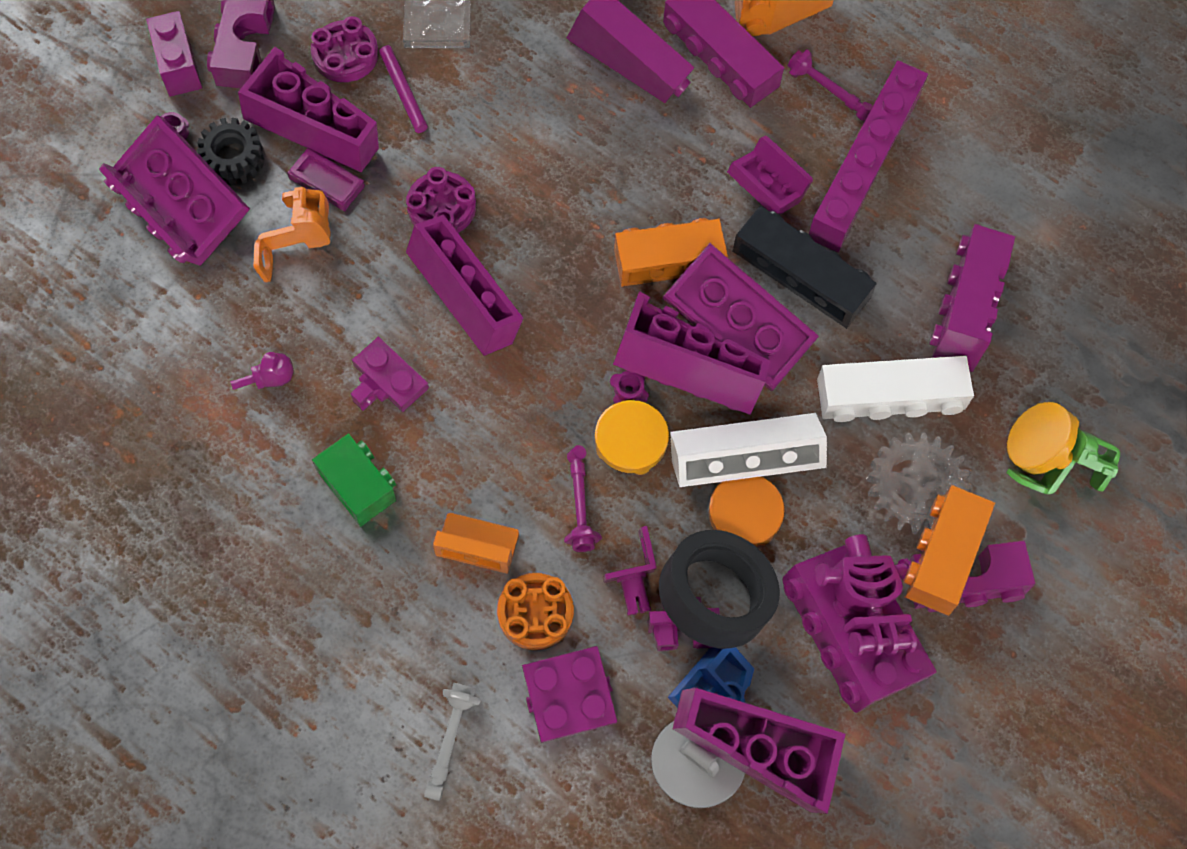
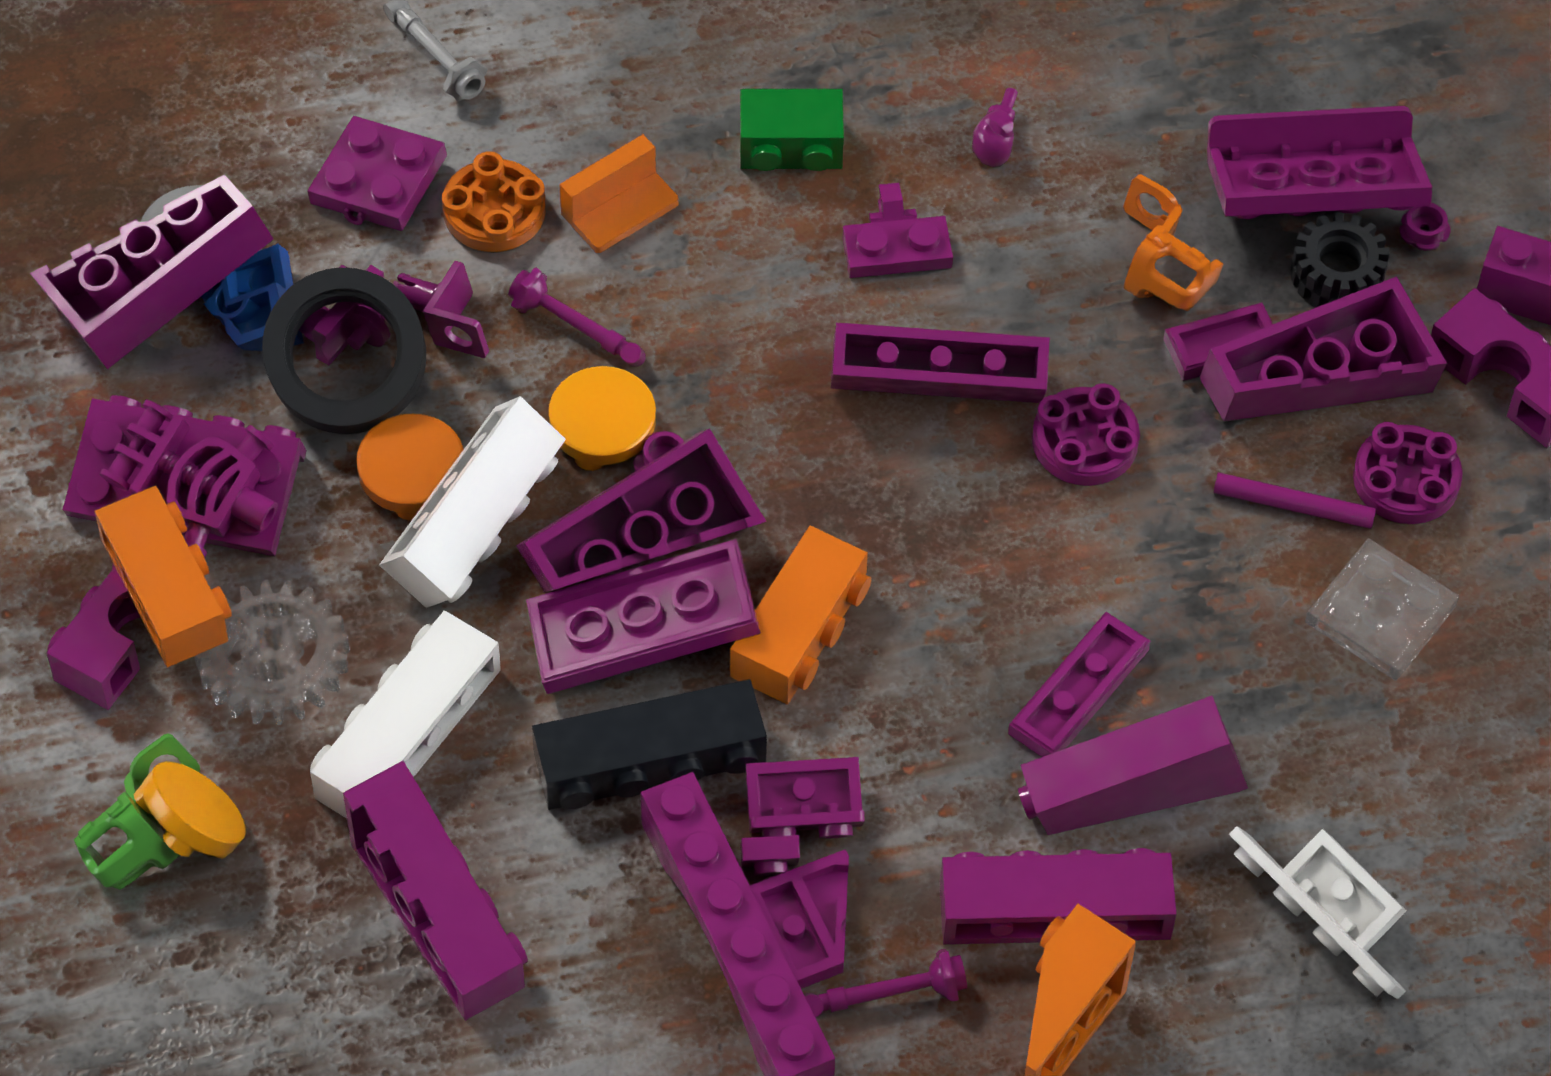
camera: 130 degrees right, 10 degrees down
(595, 113) = (1079, 686): none -> magenta tile
(817, 170) = (770, 854): none -> magenta plate
(825, 139) = (809, 916): none -> magenta wing

